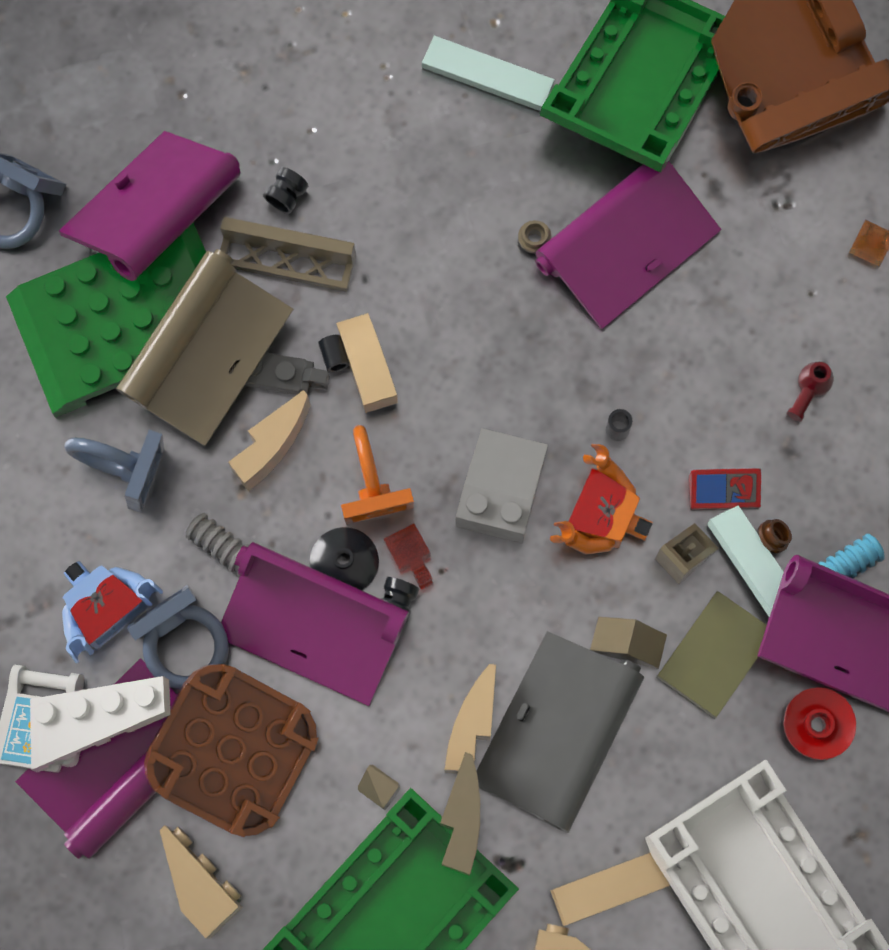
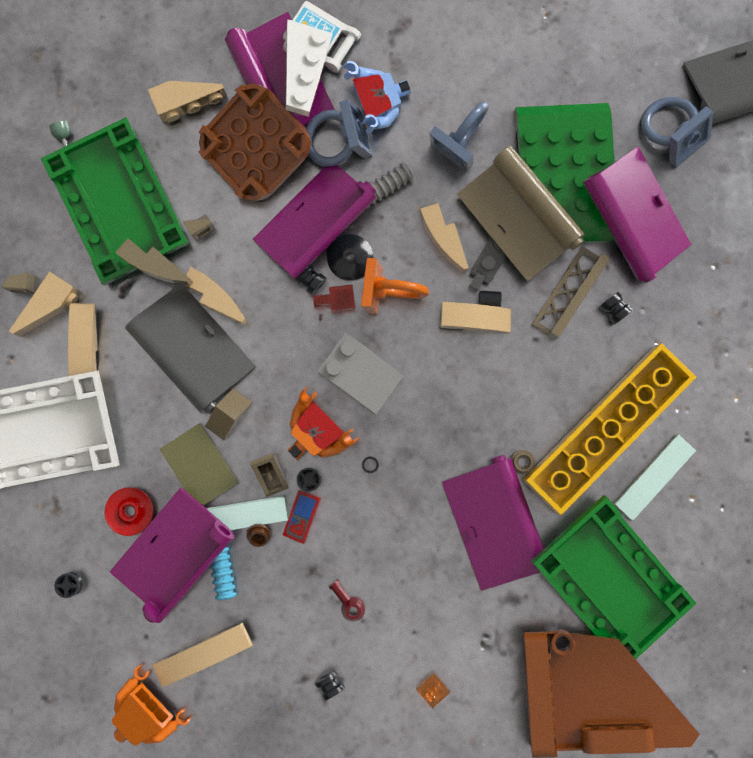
camera: 105 degrees right, 10 degrees up
(450, 143) = (609, 428): none -> yellow brick
(674, 489) = (306, 481): none -> black wheel

